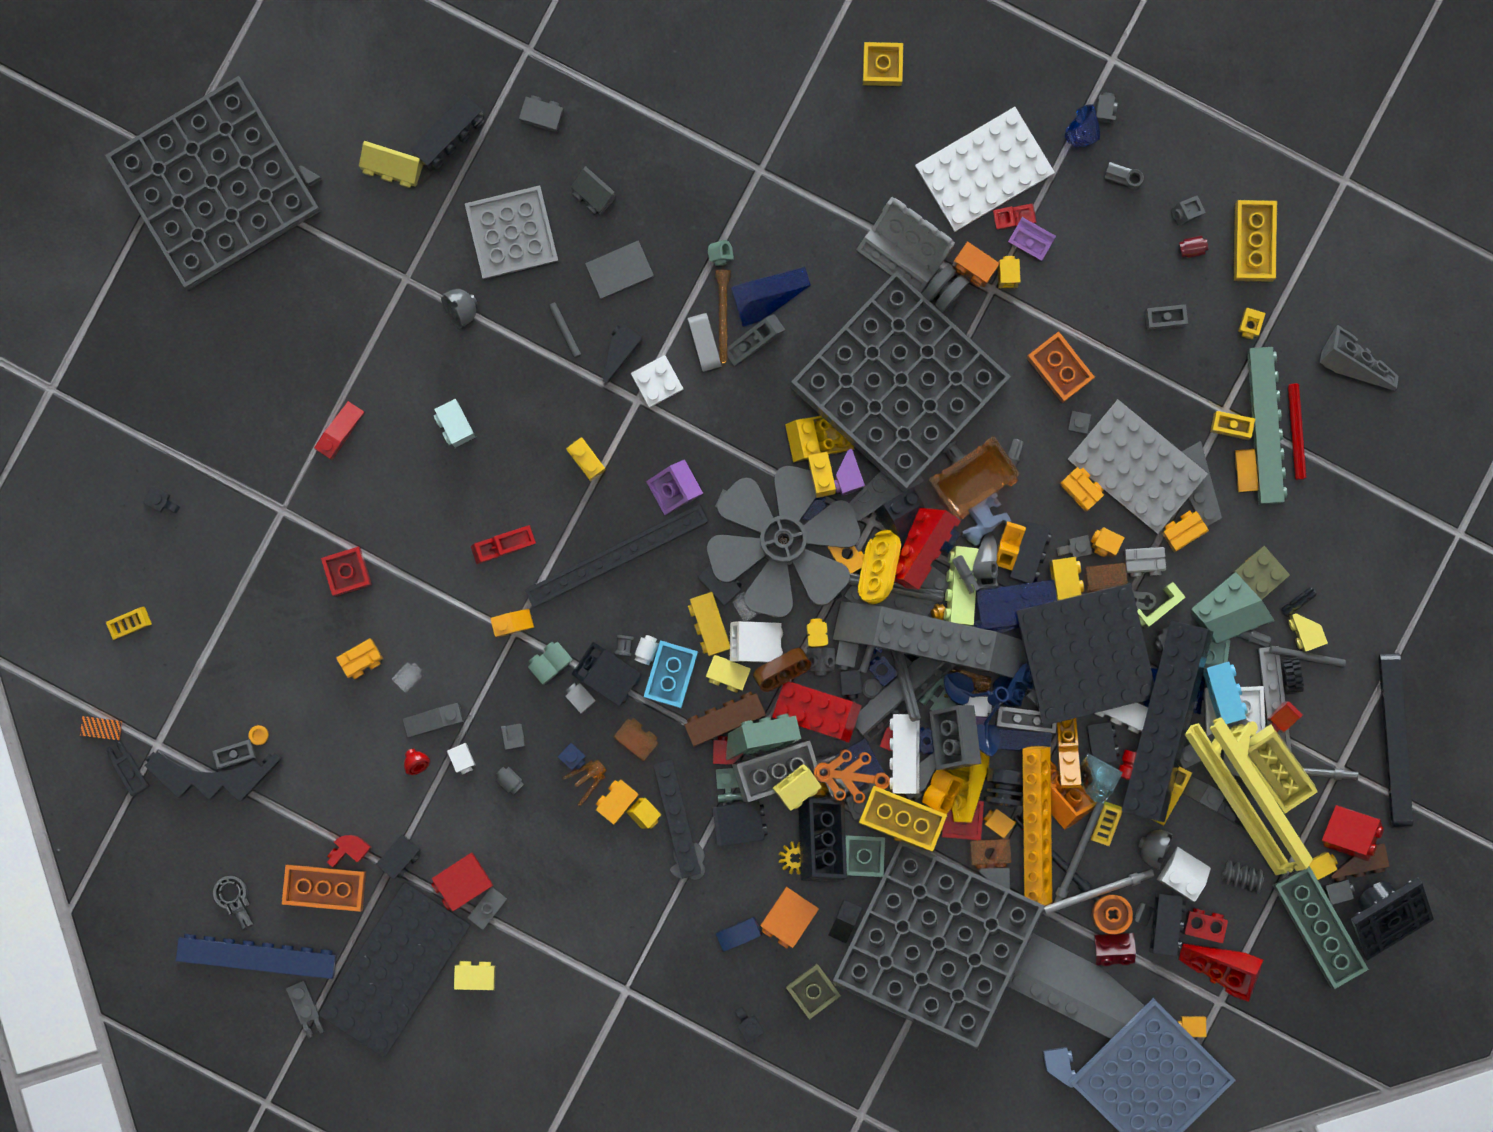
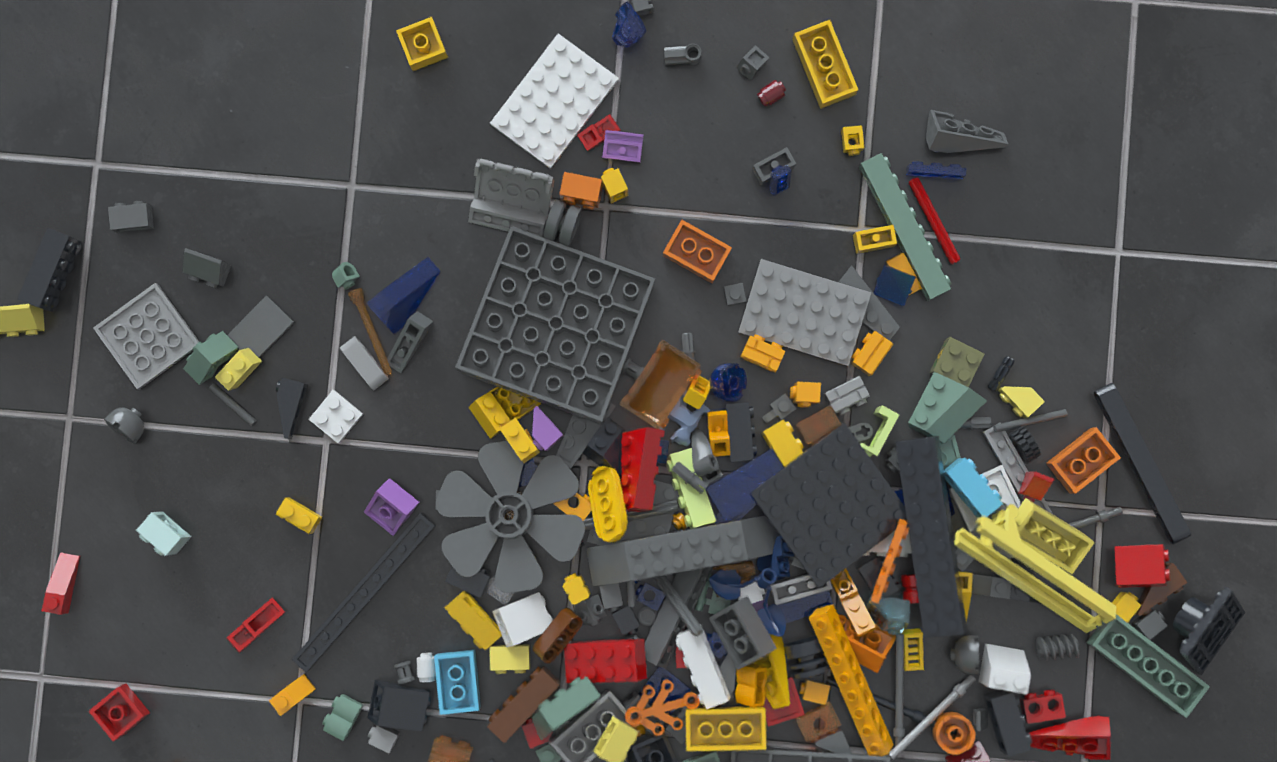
camera: 20 degrees left, 0 degrees up
(563, 276) = (209, 356): none -> sand green brick
(585, 299) = (238, 369): none -> light yellow brick
(1006, 499) = (697, 392): none -> yellow slope
(1038, 501) = (728, 381): none -> clear blue cylinder
(1116, 731) = (888, 565): none -> orange wing
(1166, 332) = (780, 179): none -> clear blue plate
(1233, 476) = (894, 285): none -> clear blue piece
(1318, 384) = (936, 170): none -> clear blue plate
(1340, 713) = (1083, 460): none -> orange brick

